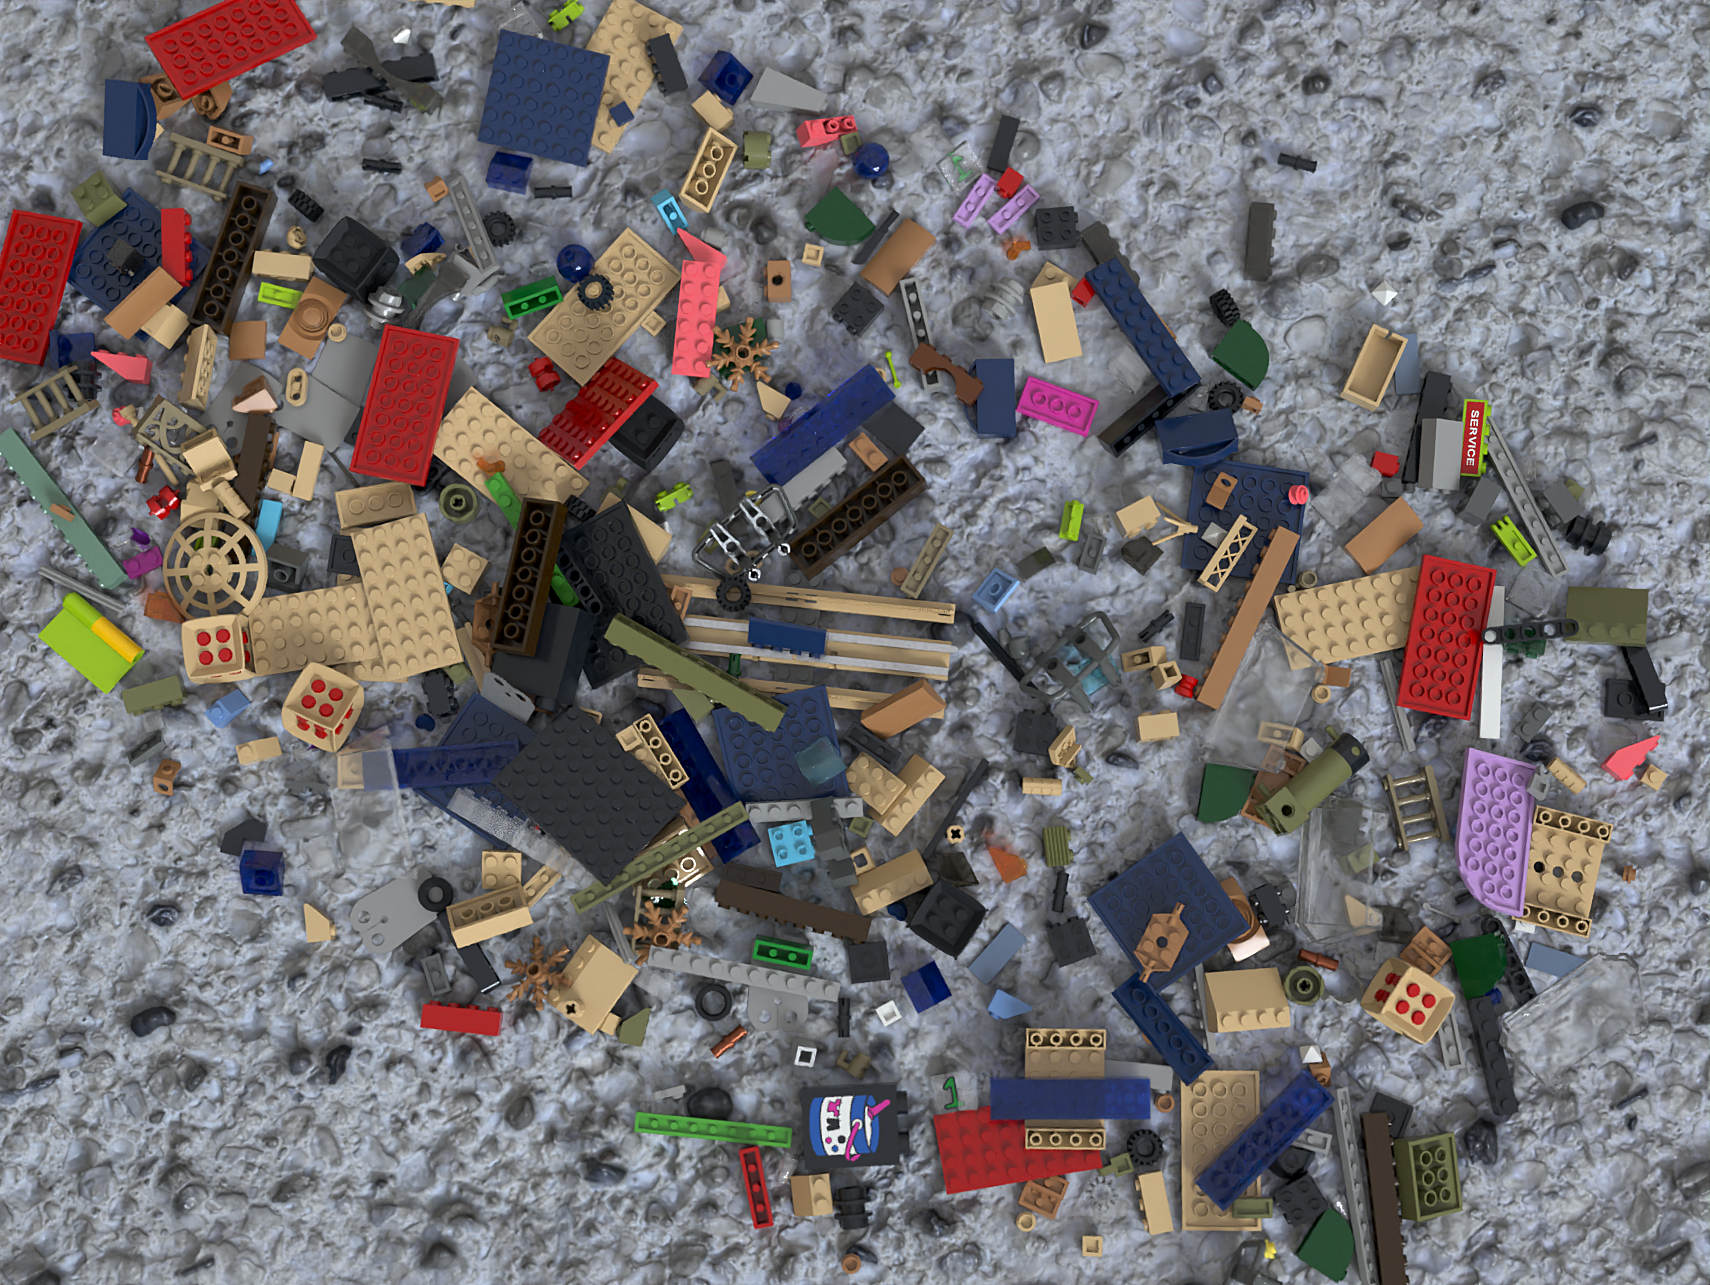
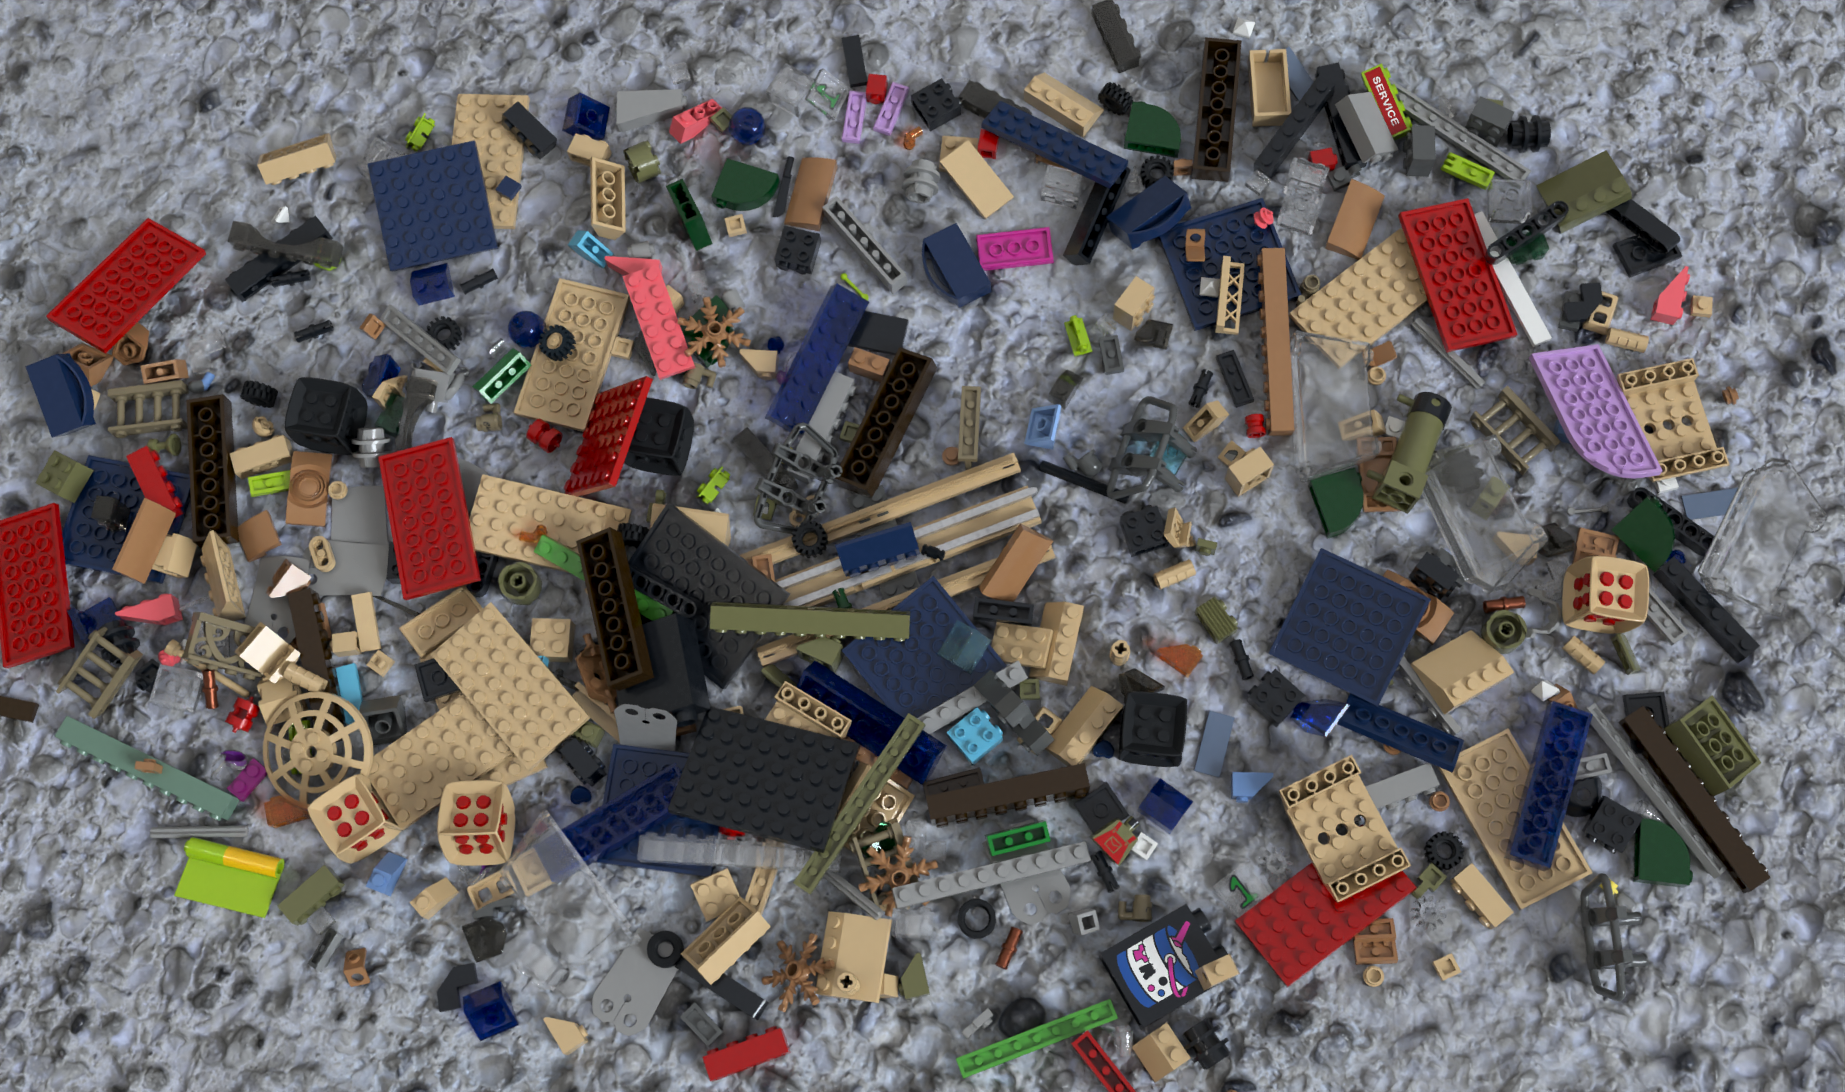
camera: 20 degrees left, 10 degrees down
(96, 424) = (146, 676): none -> black bracket
(207, 214) = (172, 444): none -> olive piece
(286, 808) = (485, 938): none -> clear smoke slope
(305, 514) = (380, 663): none -> tan tile
(313, 761) = (491, 883): none -> tan piece
(629, 738) = (777, 712): tan plate -> none
(647, 704) = (776, 676): none -> olive slope
(774, 225) = (689, 214): none -> dark green brick
(780, 270) = (714, 250): medium nougat brick -> none
(836, 662) = (933, 552): none -> black piece
(867, 995) = (1116, 838): none -> torso
(891, 1157) = (1217, 972): none -> tan torso
(926, 360) = (882, 257): reddish brown arch -> none
(955, 809) = (1108, 632): black tile -> none
(1069, 1098) = (1352, 834): clear blue brick -> none
(1100, 977) = (1318, 715): none -> clear blue slope
(1150, 954) = (1363, 637): medium nougat plate -> none
(1151, 701) = (1231, 452): none -> tan slope
(1166, 675) = (1232, 423): tan brick -> none
(1175, 284) = (1062, 103): none -> tan slope
(1183, 526) = (1178, 292): tan plant -> none
(1252, 1207) = (1573, 855): olive tile -> none
(1313, 364) = (1216, 109): none -> dark brown brick
(1362, 1040) = (1583, 654): none -> tan axle
(1374, 420) = (1294, 126): none -> black brick
(1400, 1057) = (1625, 653): none -> olive slope
(1537, 783) = (1607, 356): light grey plate -> none
(1554, 722) = (1591, 298): none -> black tile
(1554, 729) = (1598, 327): none -> tan piece

